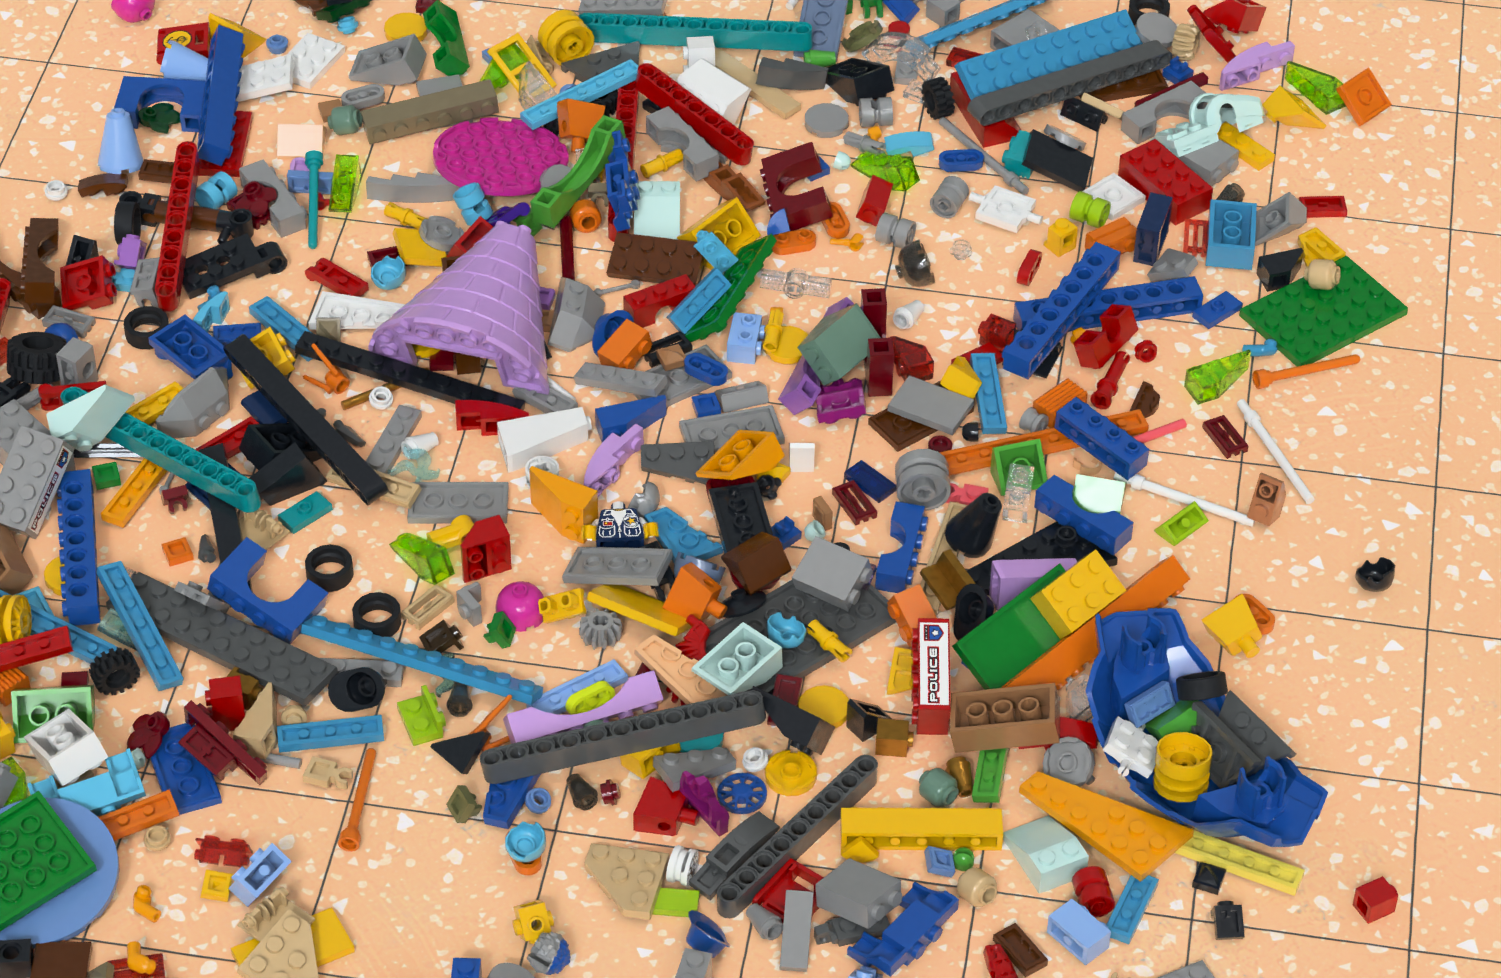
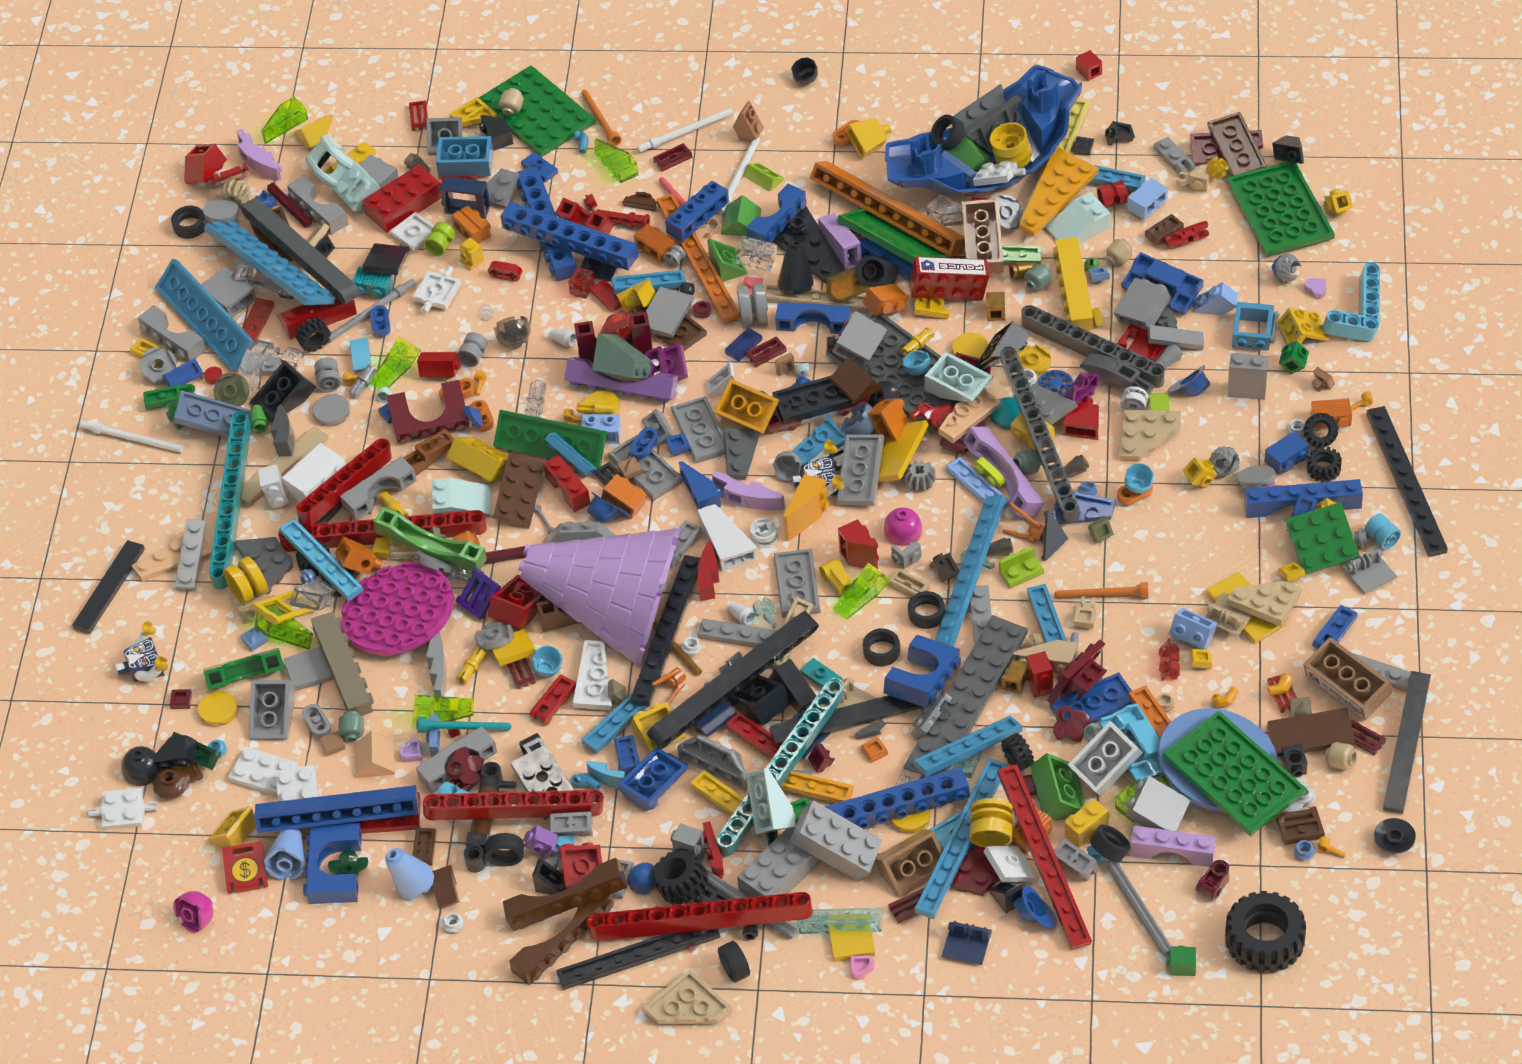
camera: 90 degrees left, 5 degrees up
(141, 316) = (626, 830): black tyre -> none
(277, 44) = (242, 802): medium blue plate -> none
(356, 689) = (1004, 601): black piece -> none
(472, 202) = (463, 614): medium azure wheel -> none
(500, 630) = (930, 532): green tile -> none
(562, 605) = (904, 493): yellow hips -> none
(610, 792) = (1072, 450): dark red plate -> none
(620, 379) = (659, 495): light grey plate -> none
(621, 182) = (452, 506): blue bracket -> none
(714, 251) = (513, 447): medium azure hinge -> none
(863, 718) = (981, 321): black slope -> none
(949, 197) = (429, 321): light grey wheel -> none
(1065, 137) = (356, 256): light grey tile -> none
(1078, 594) = (864, 205): yellow brick -> none
(1363, 96) = (299, 90): orange tile -> none

